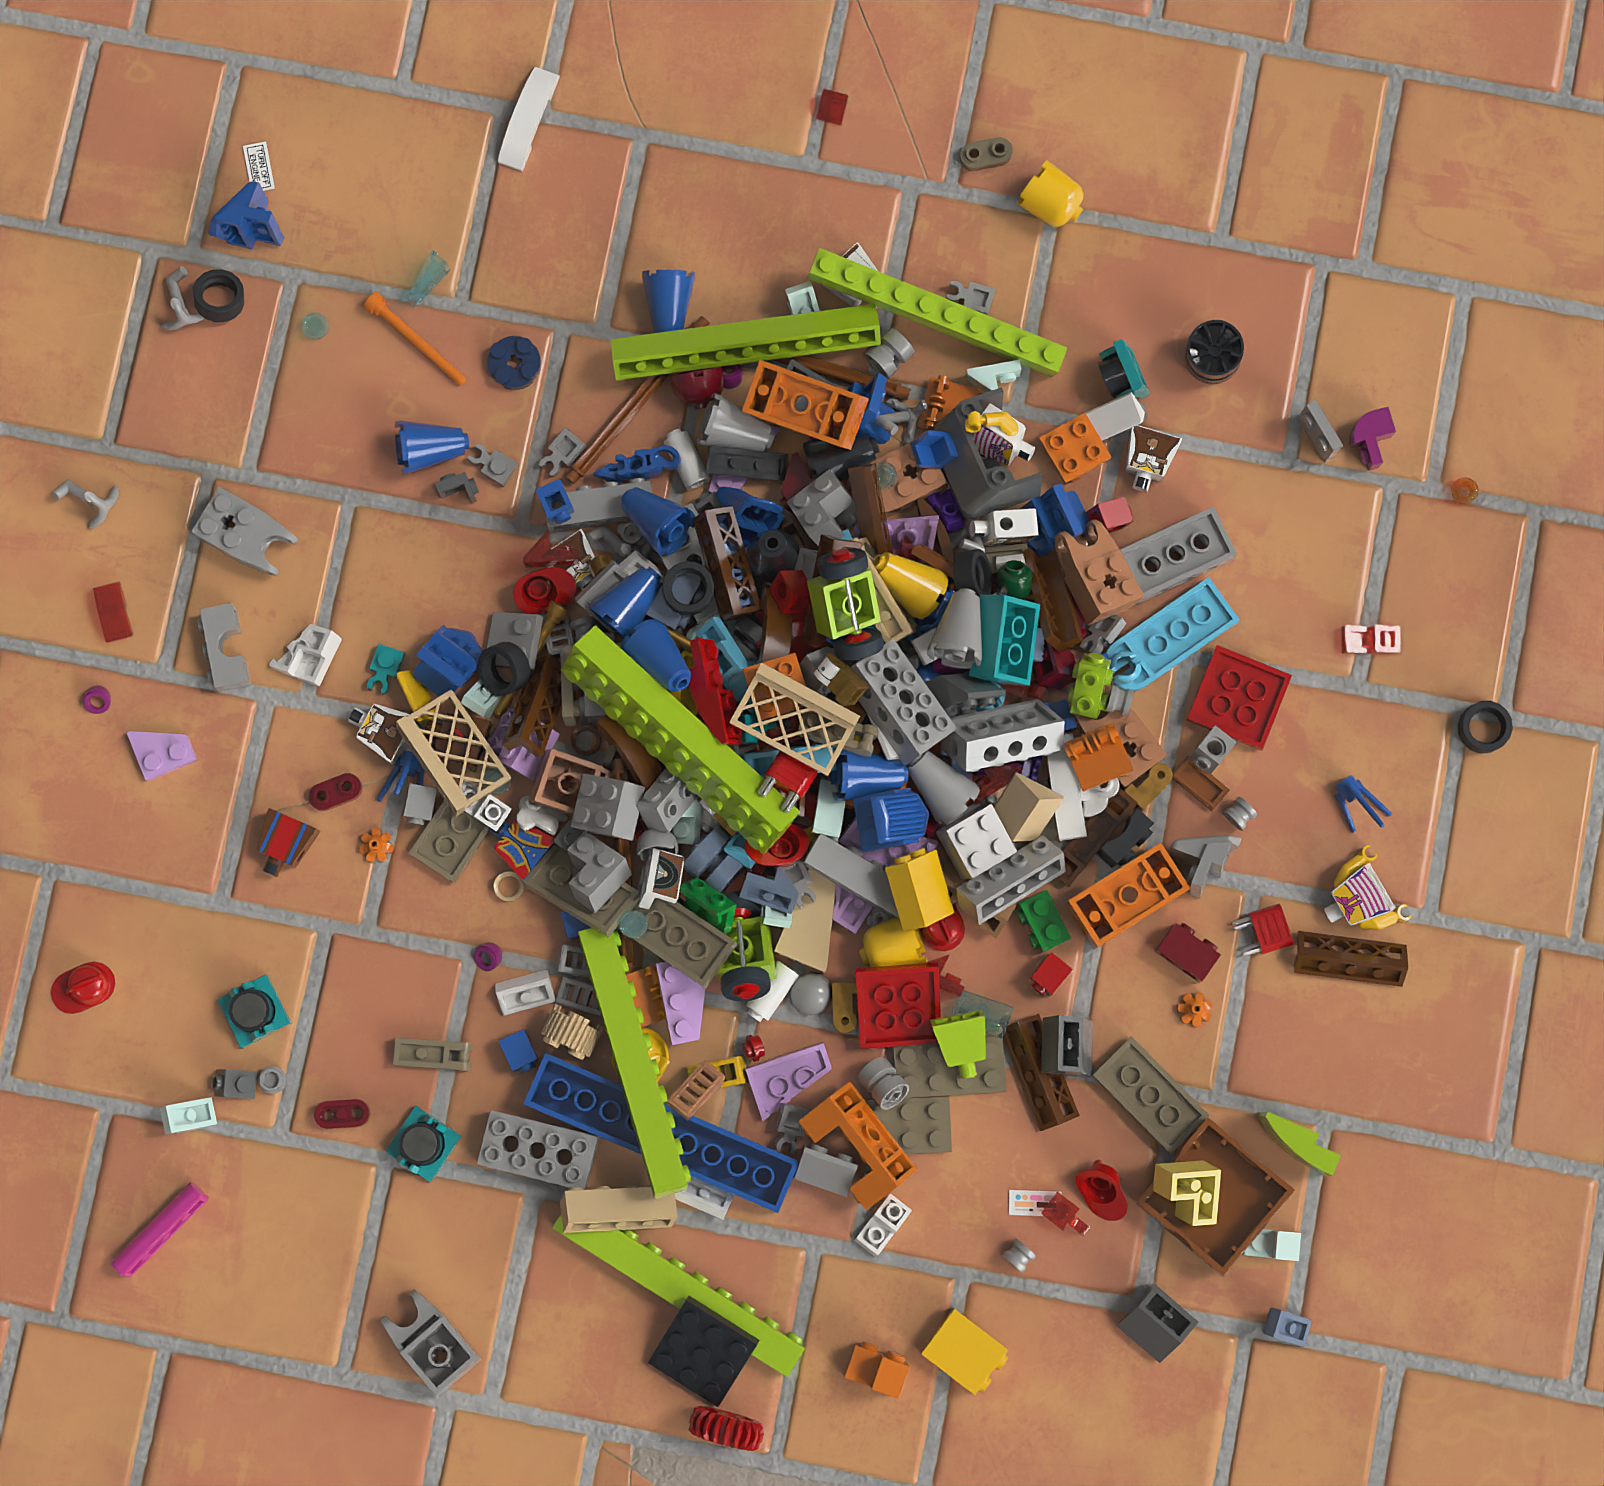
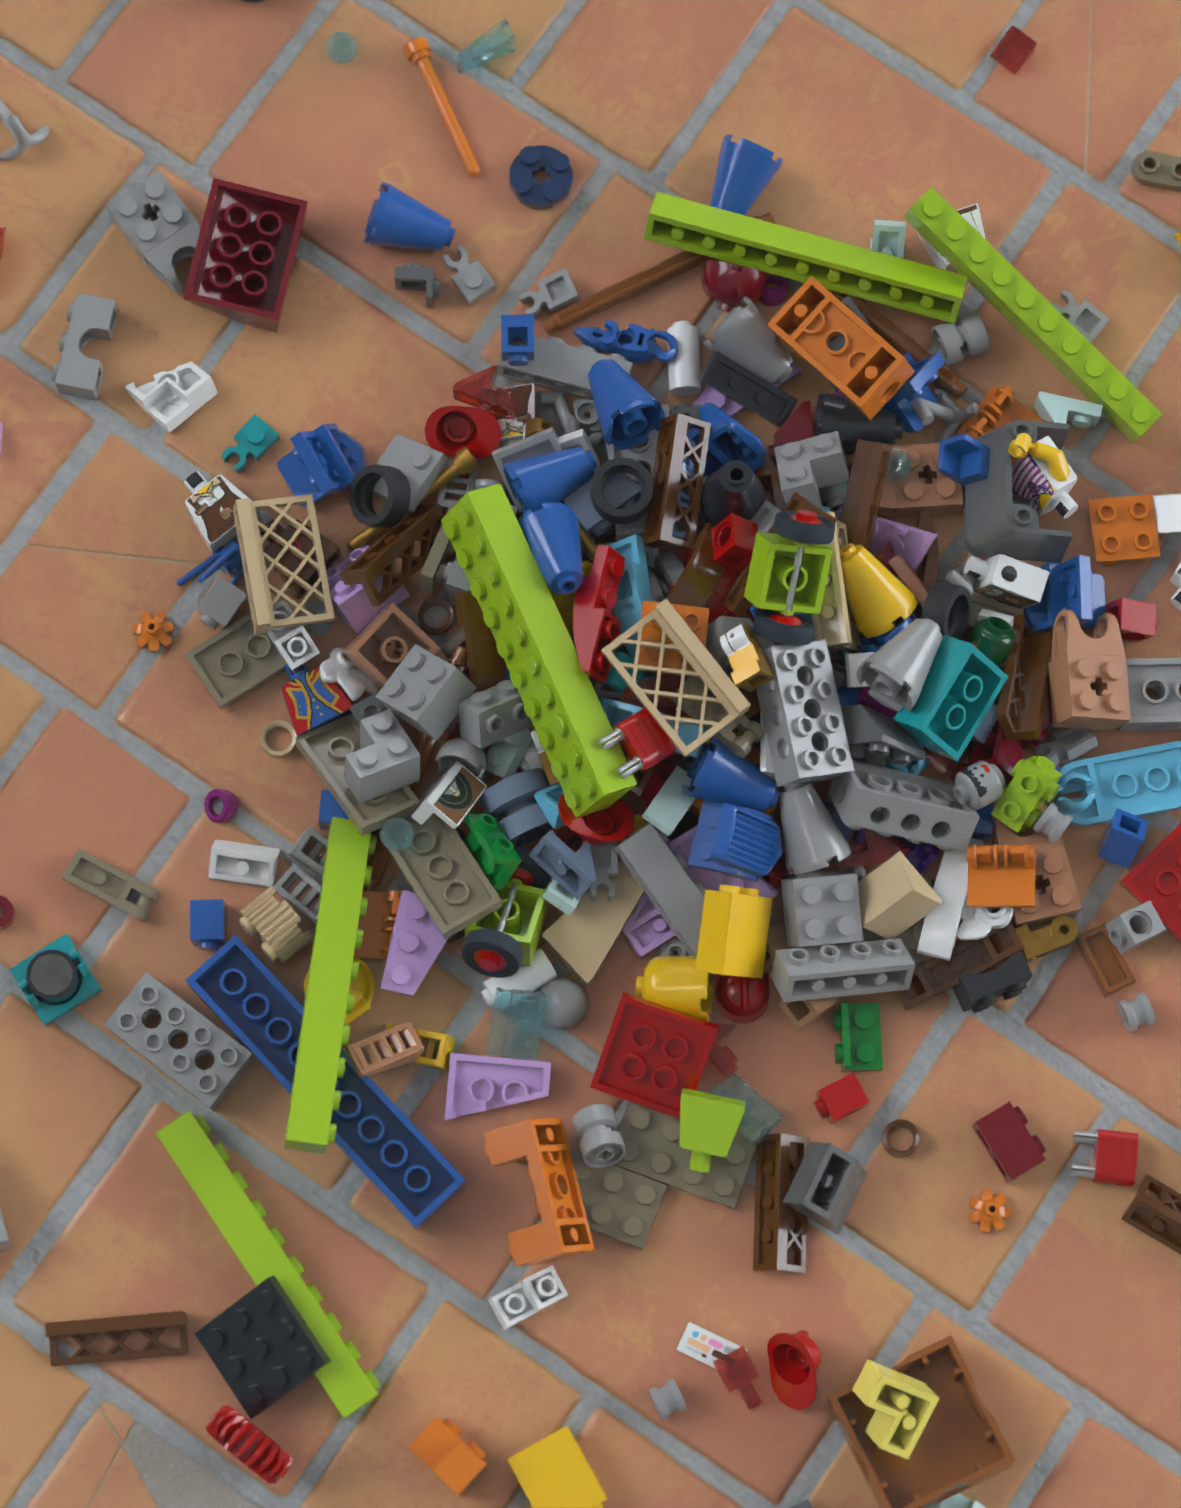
camera: 20 degrees right, 5 degrees down
(284, 841) = (55, 582): torso -> none
(315, 523) = (246, 253): none -> dark red slope
(335, 794) = (134, 554): dark red plate -> none
(415, 693) = (271, 484): yellow slope -> none
(481, 700) = (340, 522): light aqua slope -> none
(587, 1382) = (117, 1325): none -> reddish brown fence
(615, 1209) = (236, 1143): tan brick -> none
(706, 1197) = (341, 1175): white plate -> none
(753, 1047) = (470, 1034): red plate -> none
(784, 1025) = (516, 1023): none -> clear light blue plate
(789, 1125) = (471, 1138): light grey plate -> none
(826, 1171) = (490, 1204): light grey slope -> none
(842, 1005) = (586, 1044): pearl gold leg -> none
(947, 509) = (950, 537): dark purple plate -> none
(1052, 695) = (979, 785): none -> light grey head
(1104, 913) = (932, 1053): orange plate -> none
(1118, 984) = (911, 1127): none -> reddish brown piece
(1150, 1095) = (896, 1284): dark tan plate -> none
(1175, 686) = (1122, 838): none -> blue brick
(1205, 856) = (1074, 1043): light grey piece -> none
(1300, 1143) = (1043, 1412): lime slope -> none

